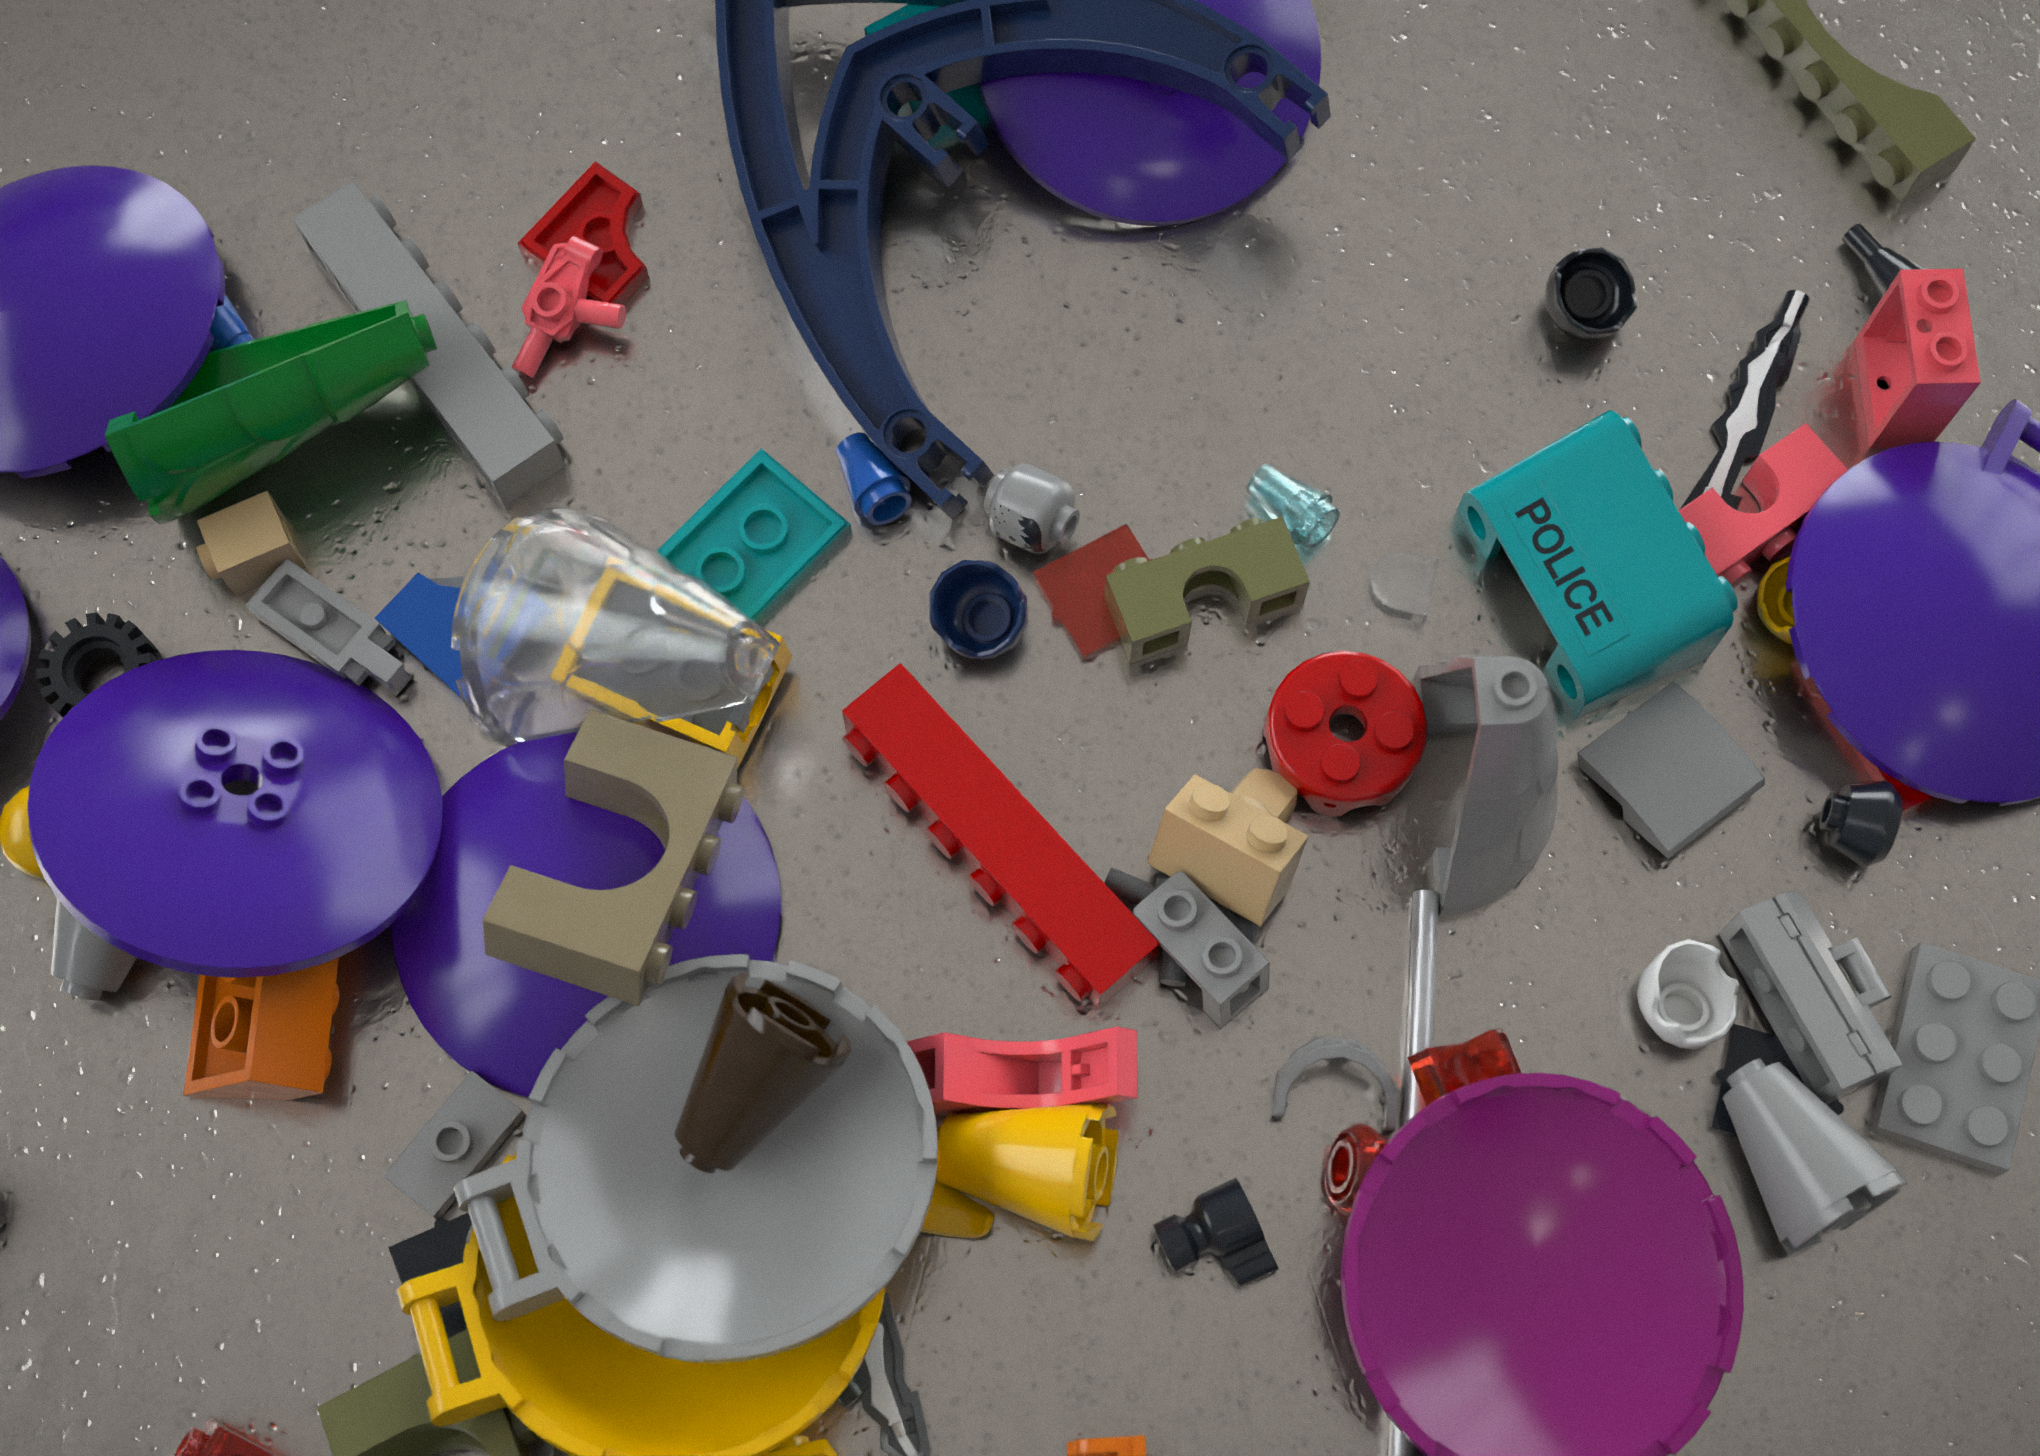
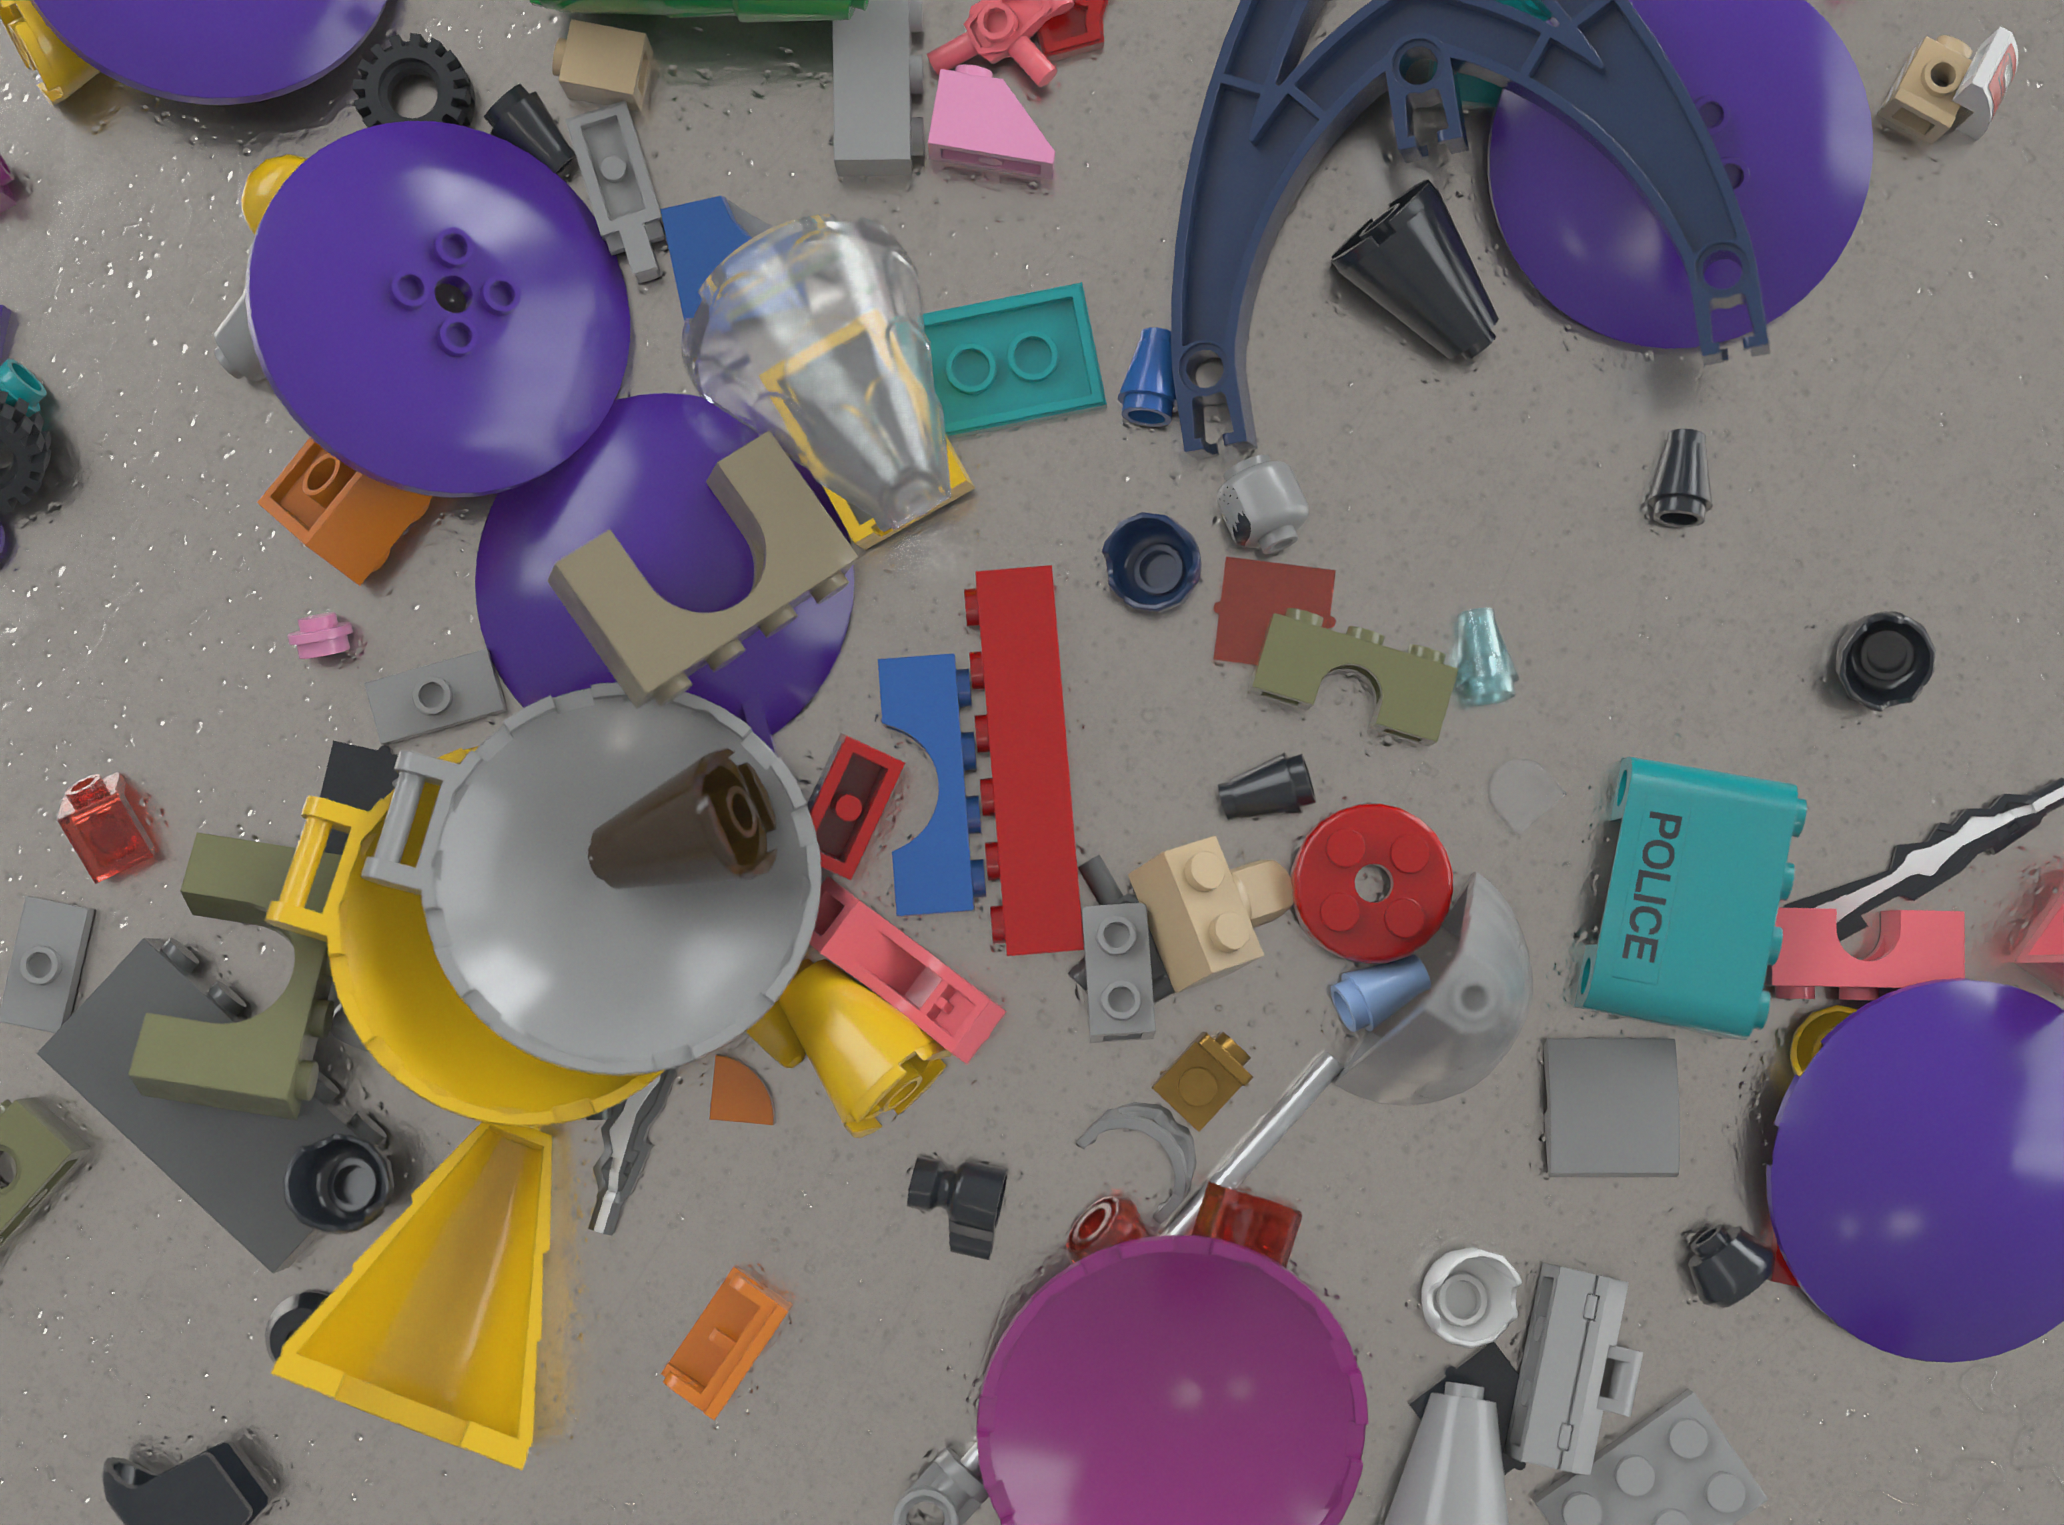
camera: 35 degrees right, 15 degrees up
(214, 628) = (527, 124): none -> black cone
(316, 1163) = (320, 636): none -> bright pink plate
(601, 383) = (986, 126): none -> bright pink slope
(875, 959) = (850, 802): none -> red brick
(878, 853) = (924, 702): none -> blue arch
(961, 1287) = (739, 1094): none -> orange tile
(1022, 259) = (1421, 273): none -> black cone
(1207, 719) = (1269, 789): none -> black cone
(1336, 983) = (1204, 1078): none -> pearl gold bracket
(1337, 278) = (1682, 481): none -> black cone
(1417, 814) = (1377, 992): none -> light blue cone

